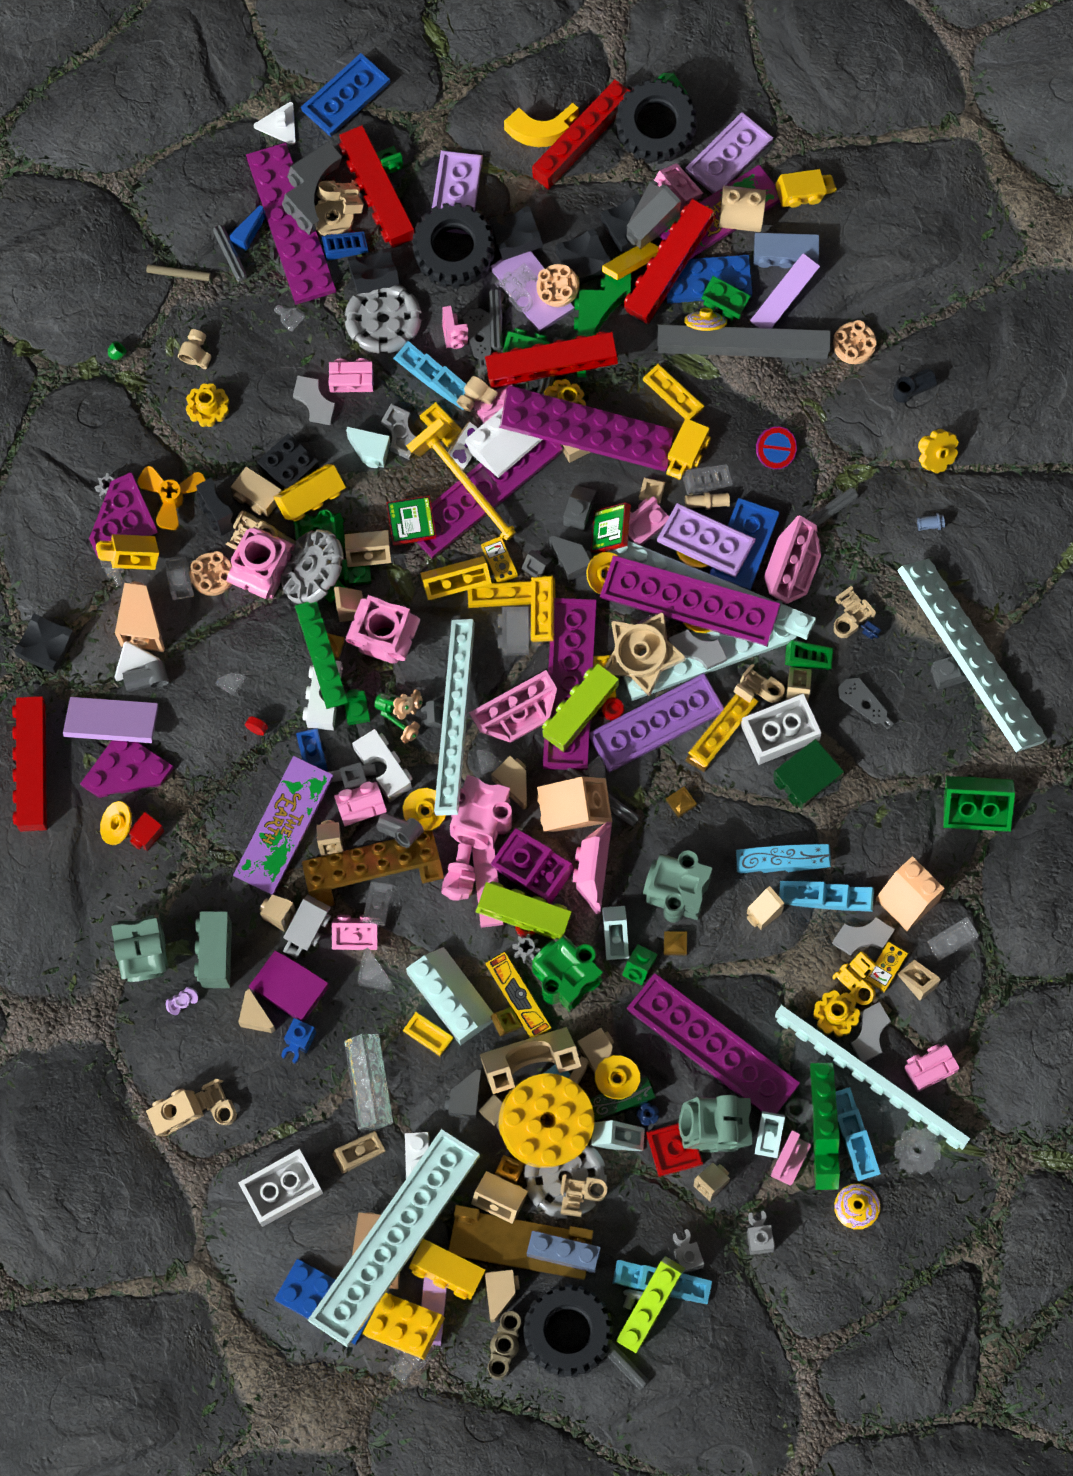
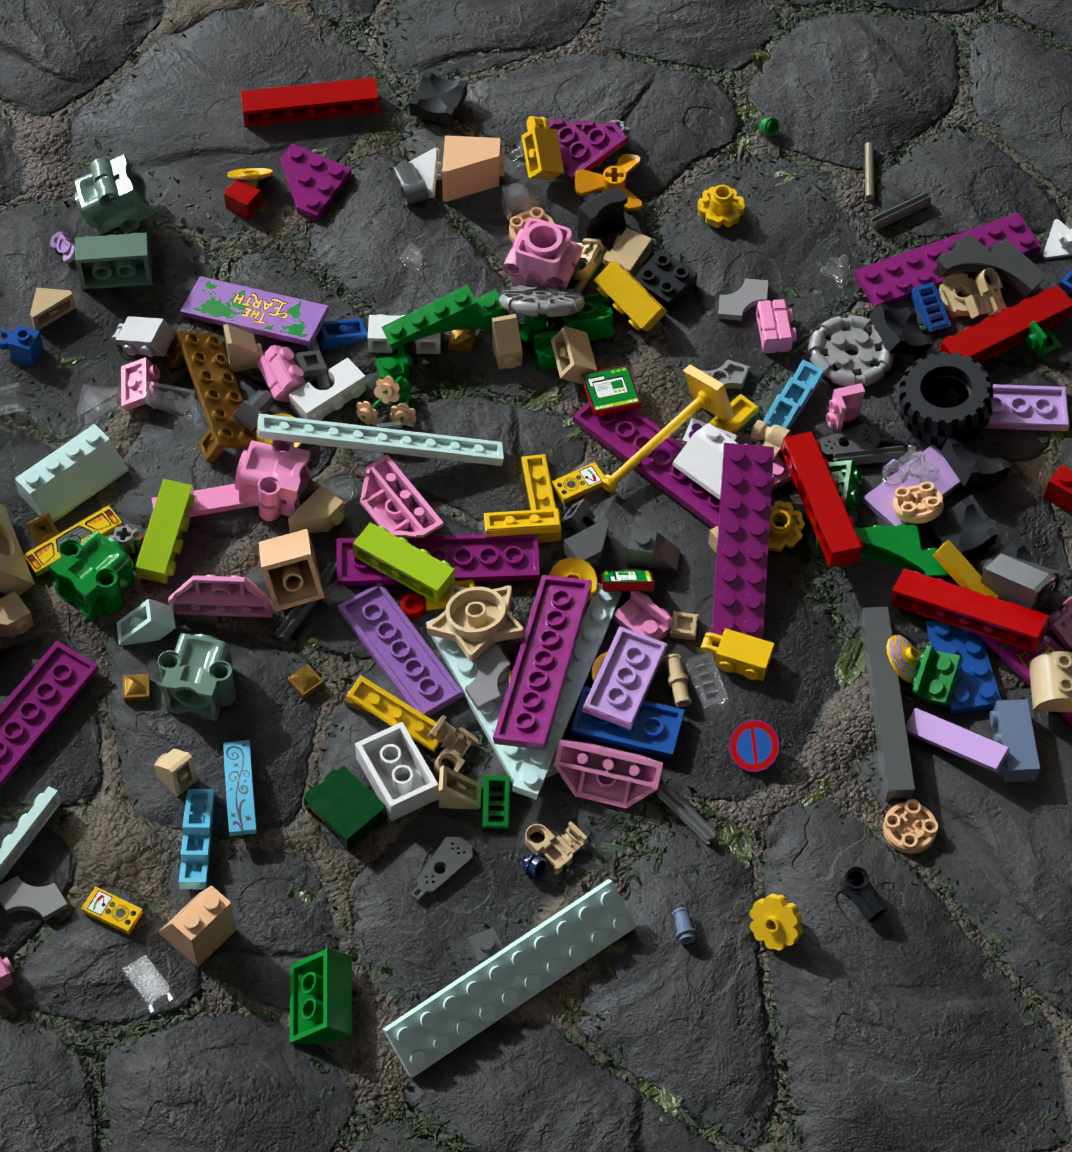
camera: 80 degrees right, 15 degrees down
(110, 720) = (361, 159): lavender tile -> none
(192, 352) = (779, 188): tan piece -> none
(247, 230) = (928, 221): blue slope -> none
(256, 725) = (365, 280): red tile -> none
(278, 912) = (158, 307): tan slope -> none
(289, 986) = (78, 334): magenta slope -> none
(370, 446) = (693, 348): light aqua slope -> none
(377, 614) = (475, 368): bright pink piece -> none
(428, 1034) = (31, 455): yellow tile -> none
(456, 578) = (548, 437): yellow brick -> none
(461, 876) = (202, 473): bright pink piece -> none
(514, 631) = (492, 498): clear brick -> none
(532, 866) = (219, 539): magenta slope -> none
(639, 964) = (110, 651): green bracket -> none
(673, 392) = (810, 639): yellow tile -> none
(830, 1023) = (52, 857): yellow plant -> none
(853, 938) = (146, 871): light grey tile -> none
(854, 974) = (98, 872): yellow piece -> none
(919, 979) = (93, 945): tan slope -> none

